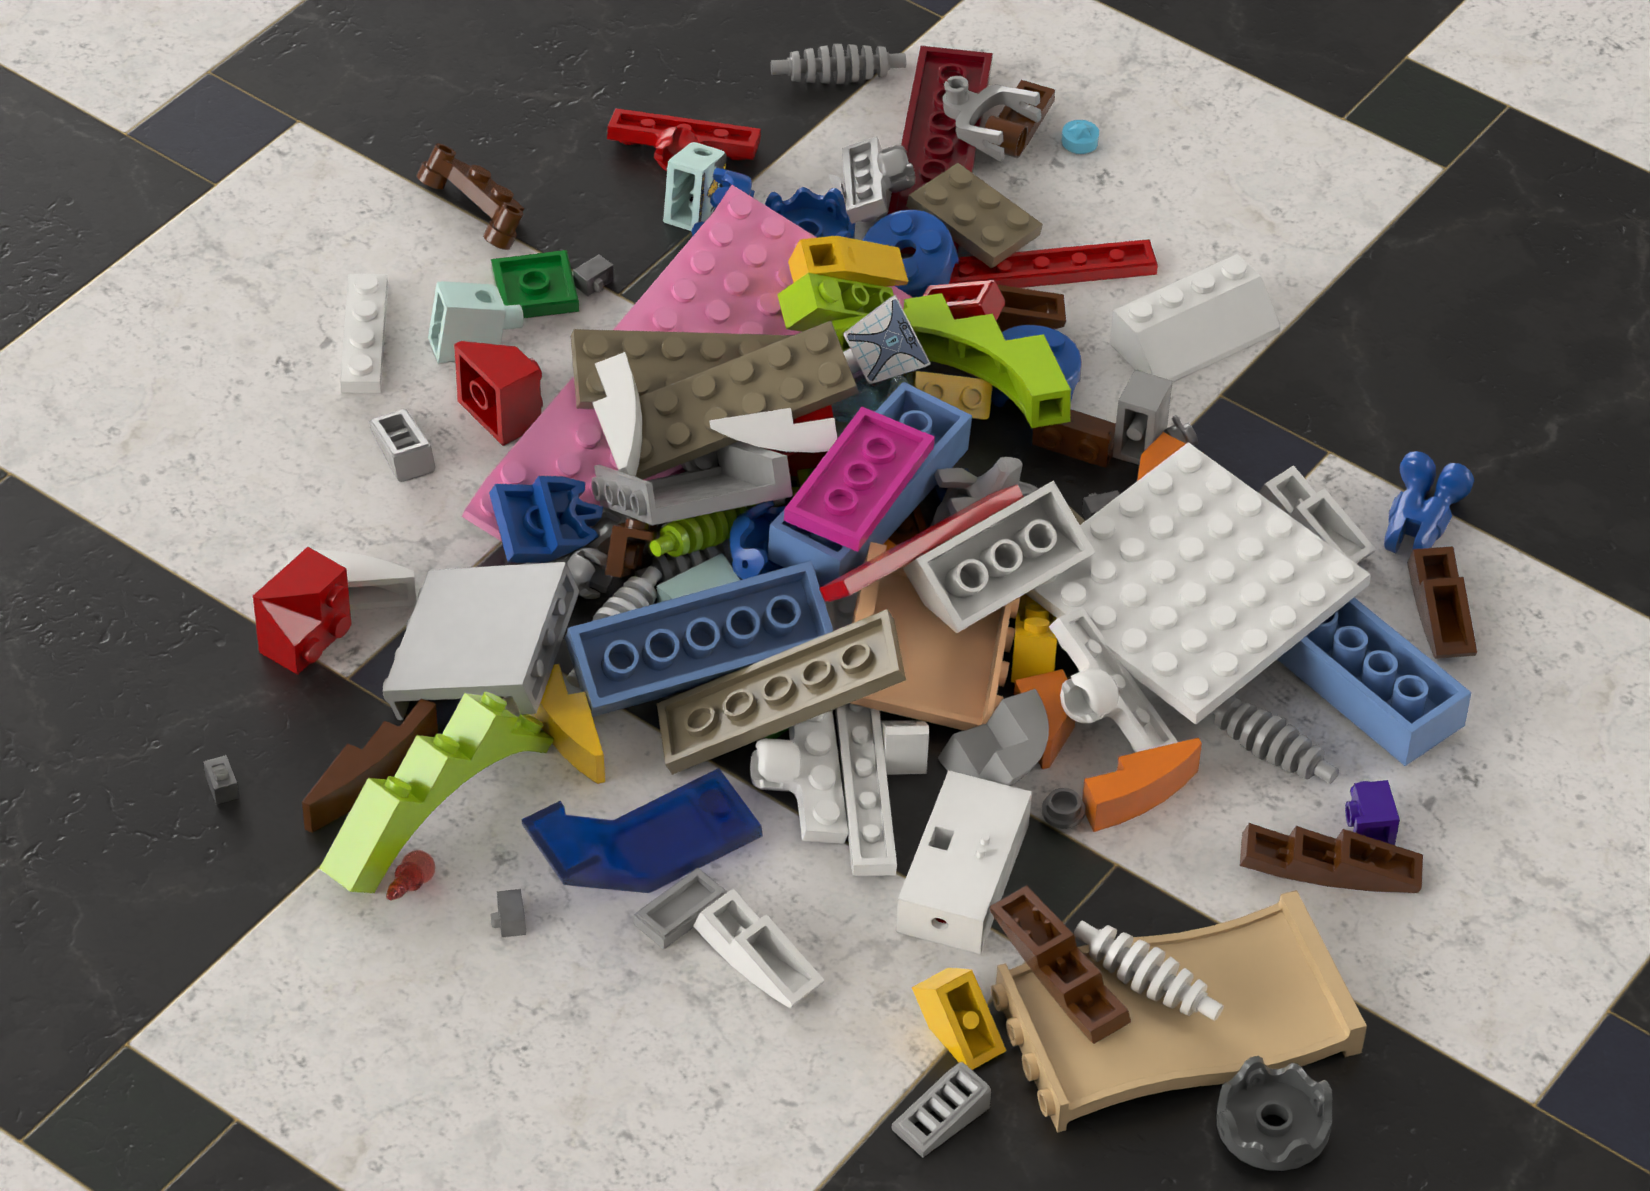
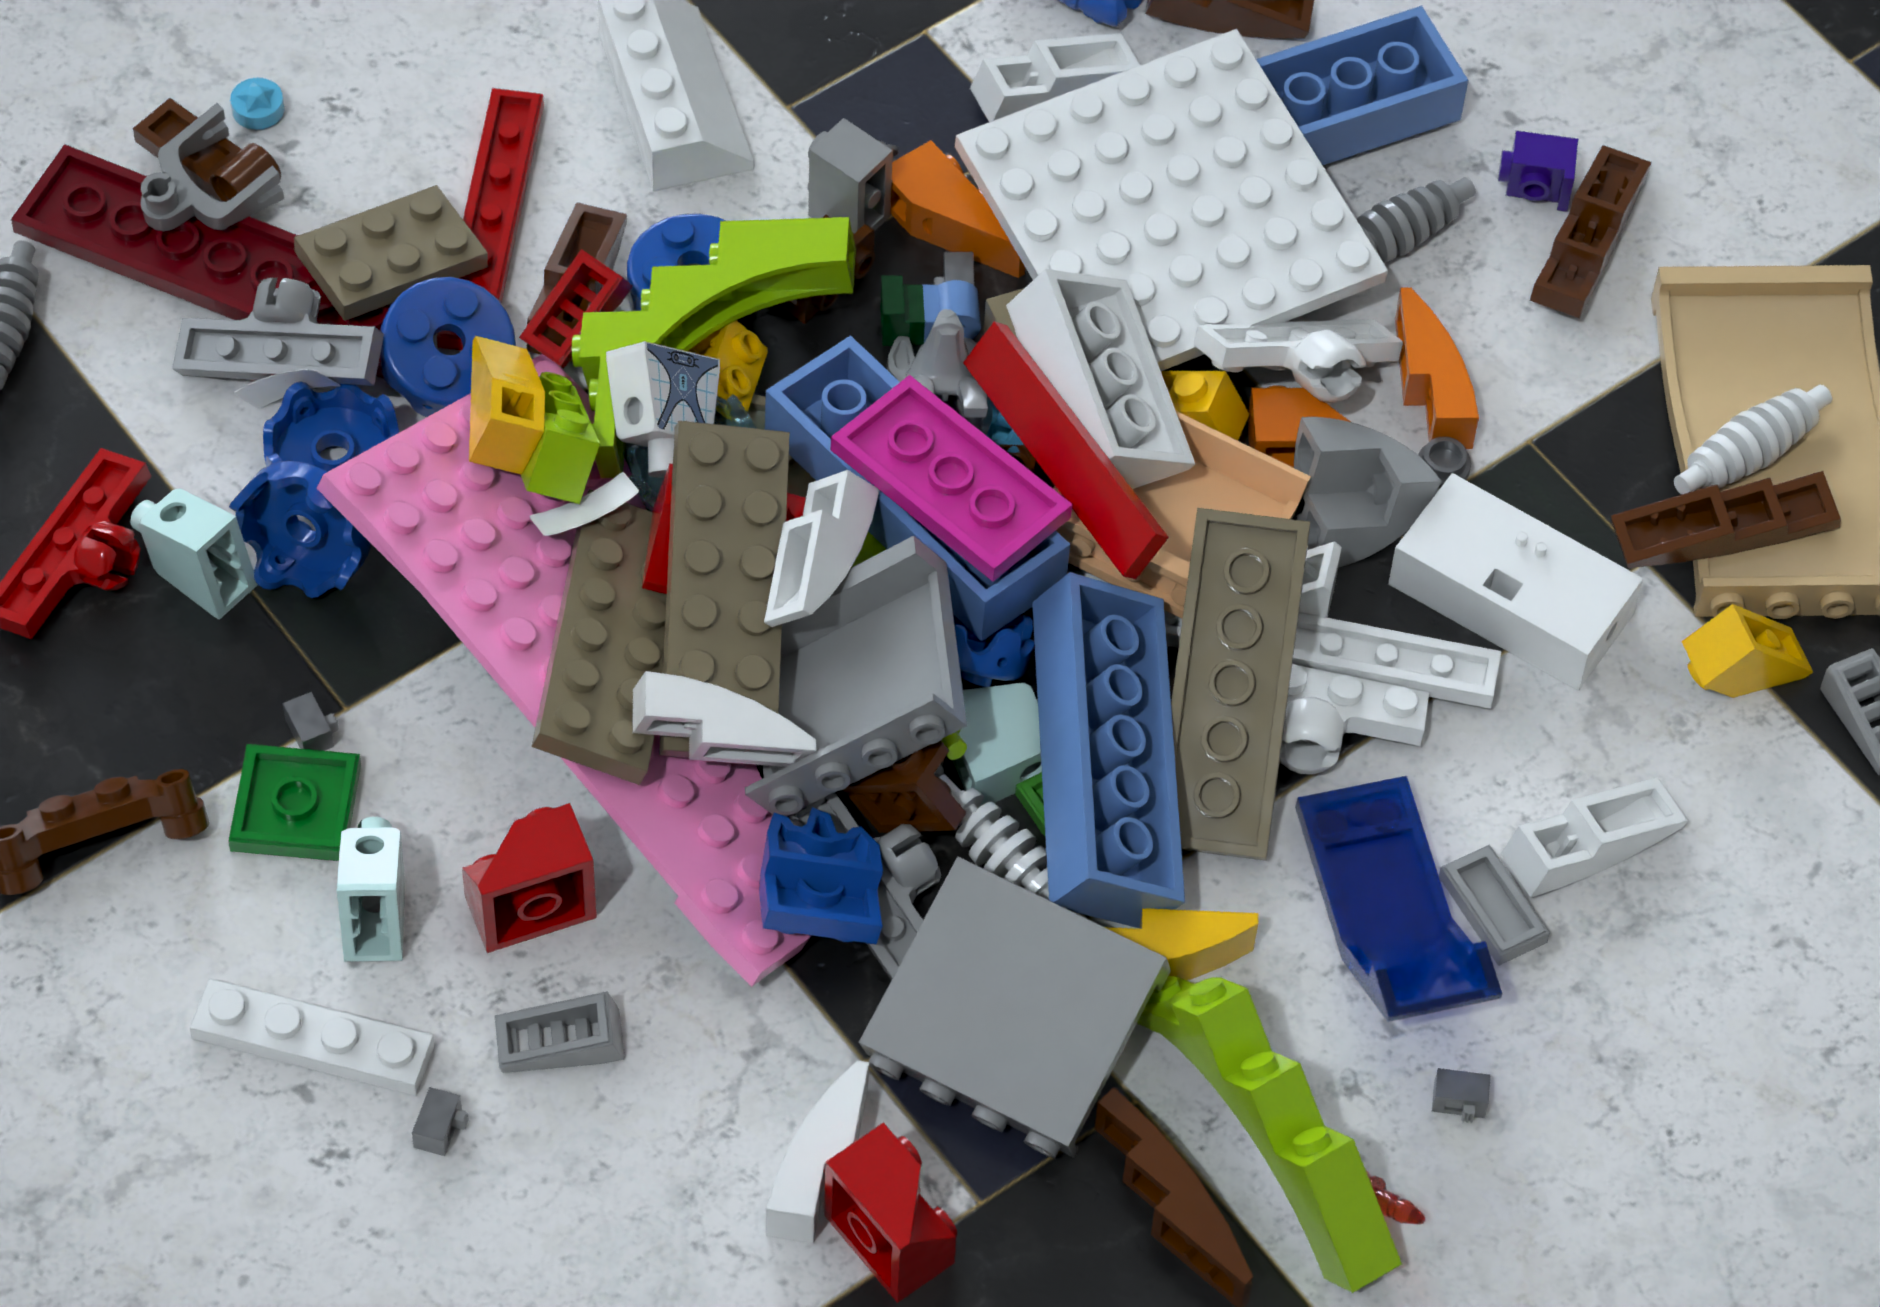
camera: 75 degrees left, 10 degrees up
(319, 400) = (438, 1120): none -> flat silver piece
(772, 324) = (591, 507): none -> white sticker
(1060, 469) = (914, 308): none -> leg

